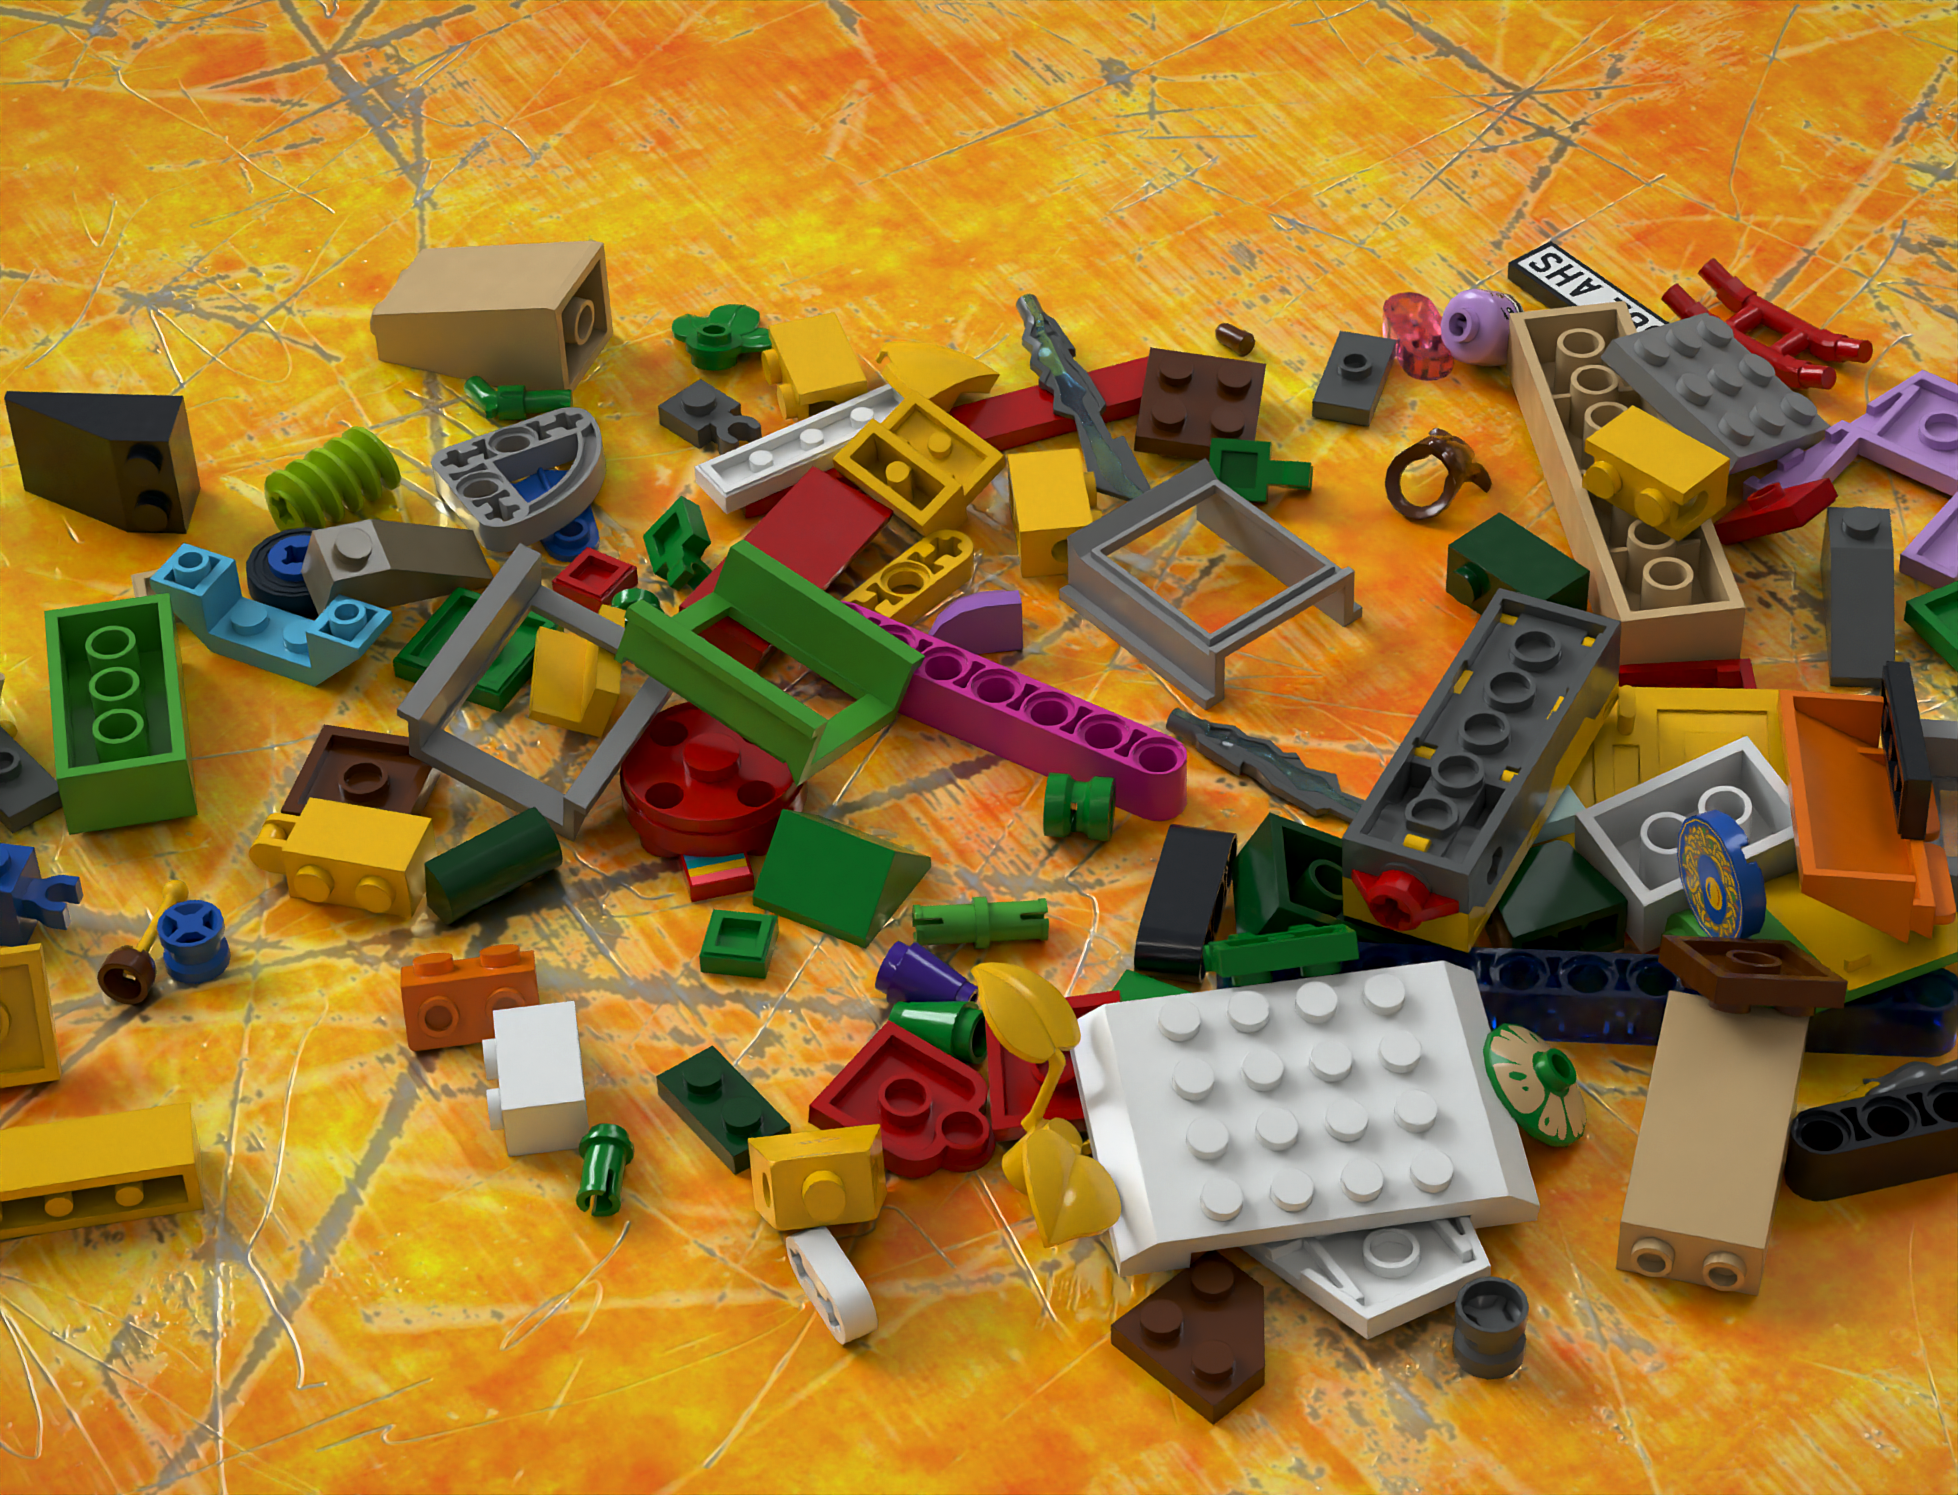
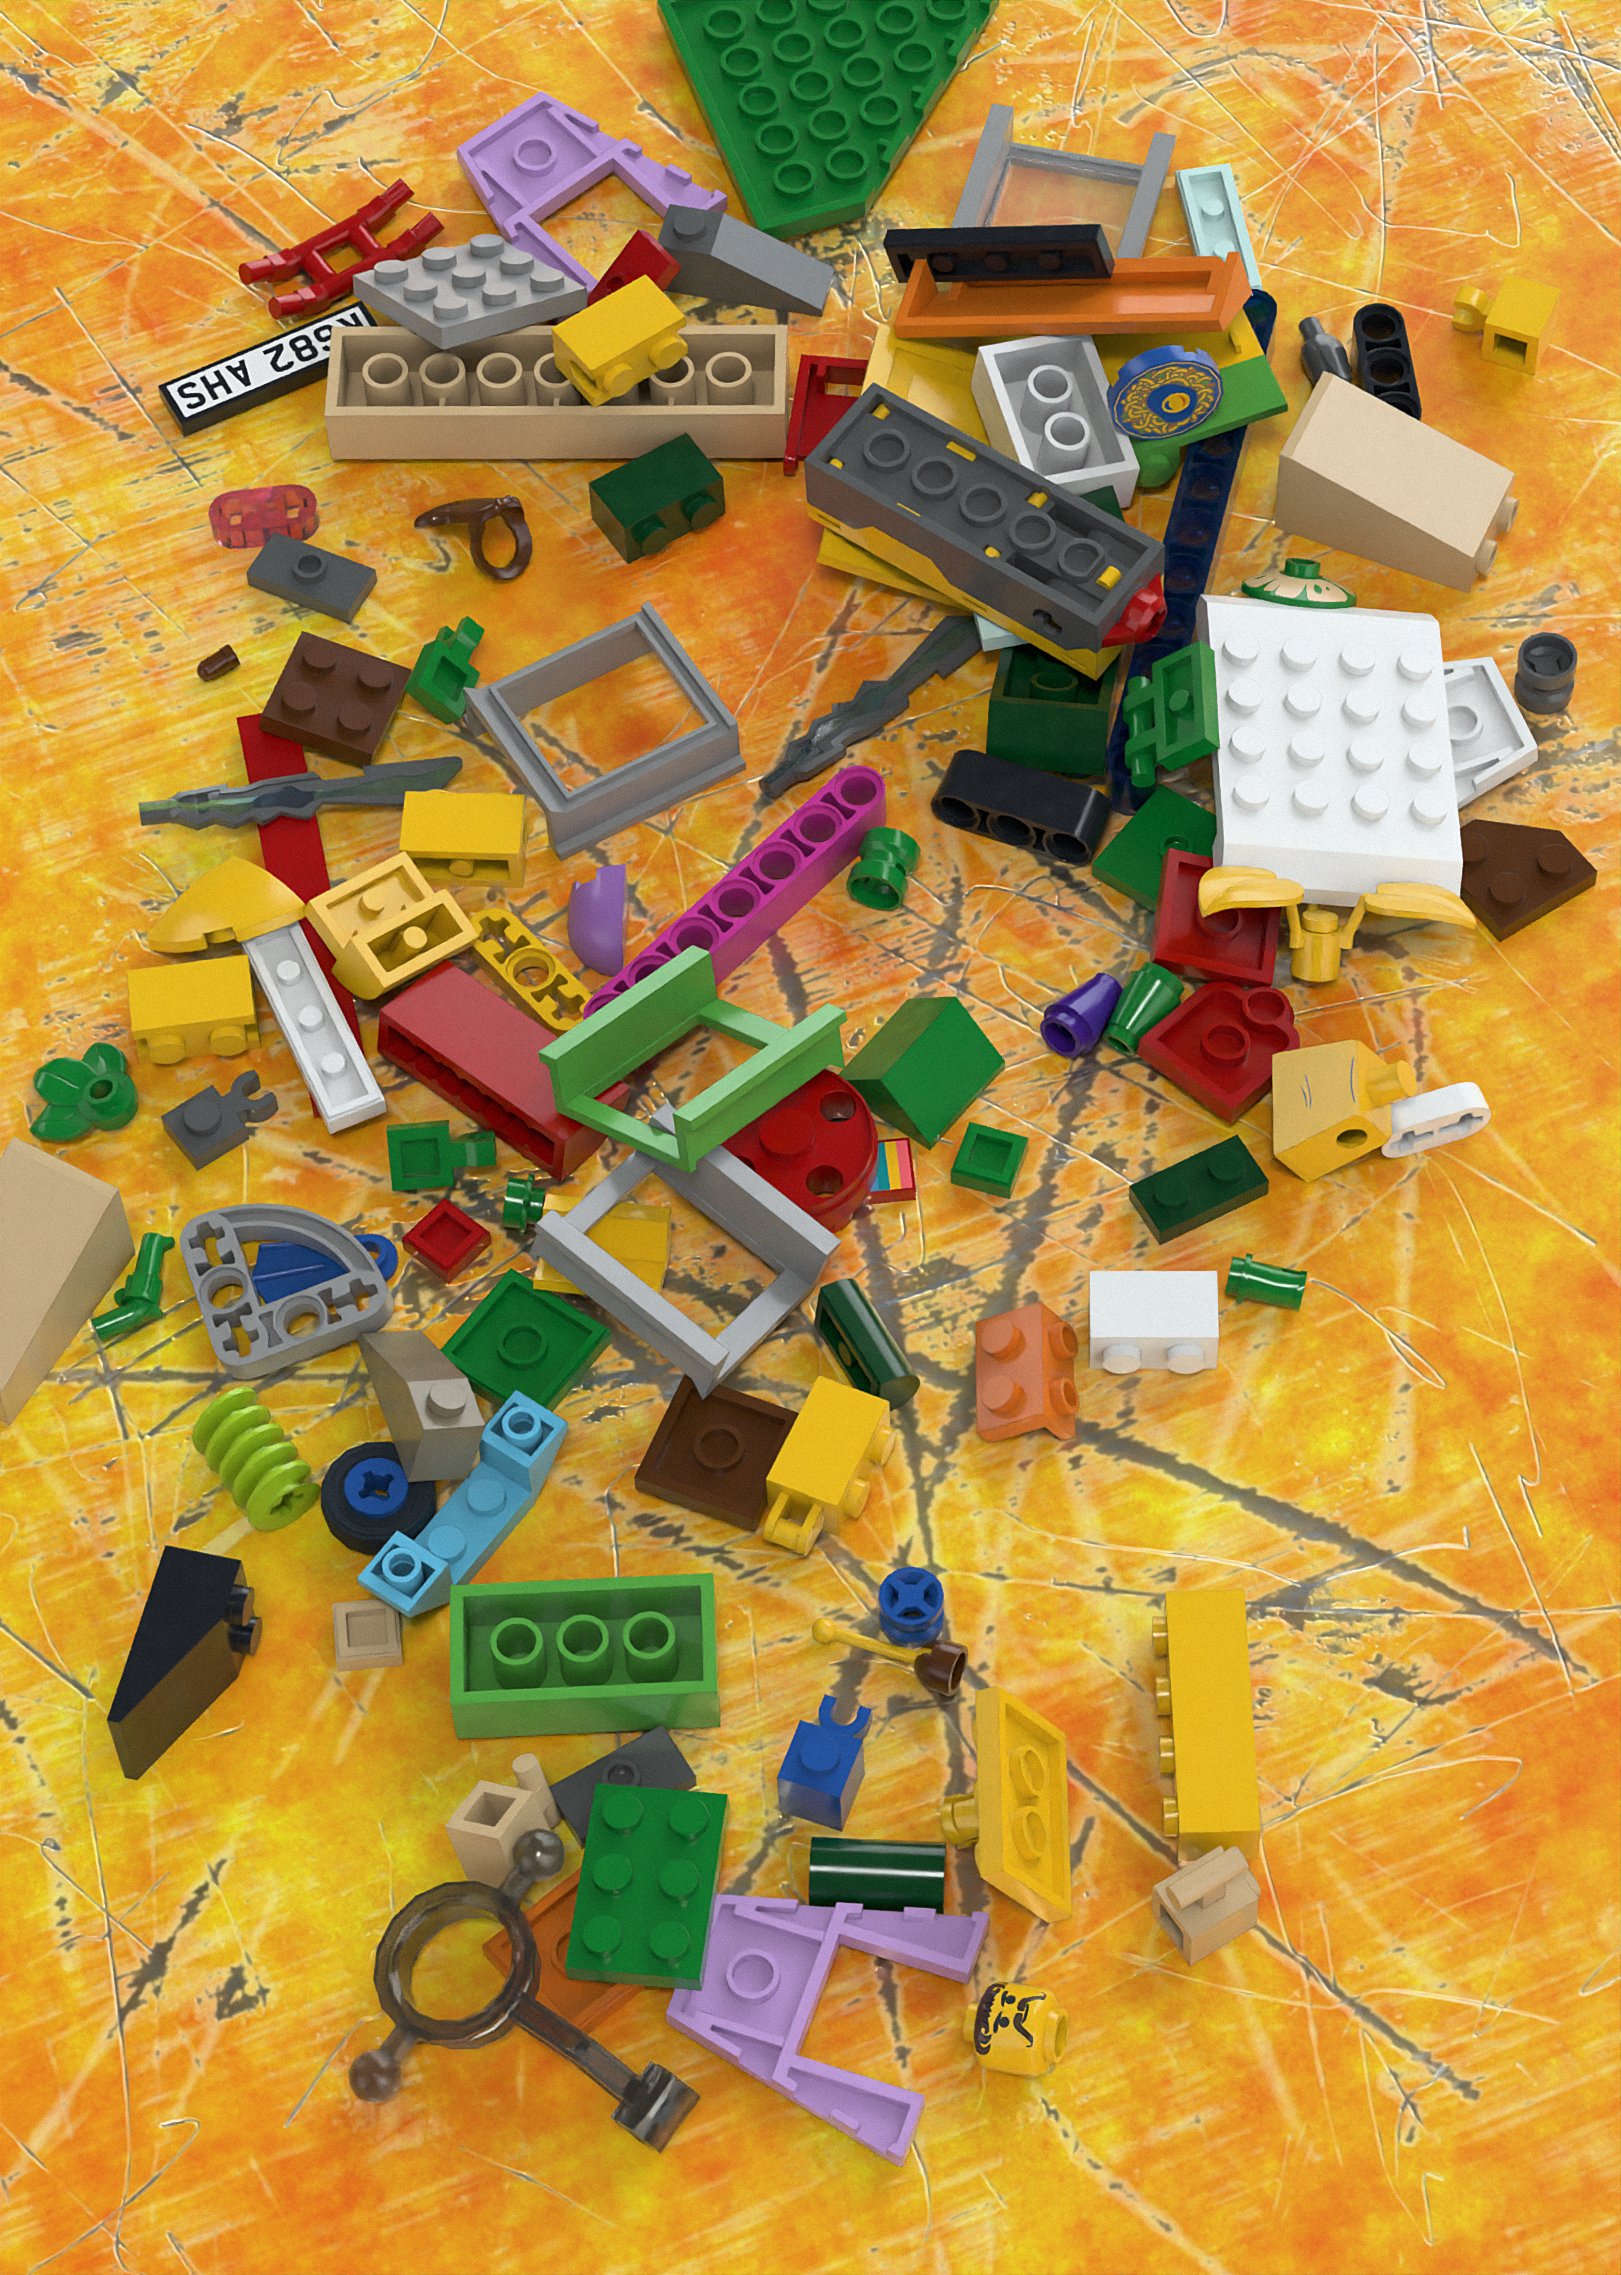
camera: 80 degrees left, 15 degrees up
(980, 922) = (1011, 965): bright green pin -> none
(1478, 326) = (294, 454): lavender head -> none
(1752, 972) = (1279, 393): reddish brown plate -> none

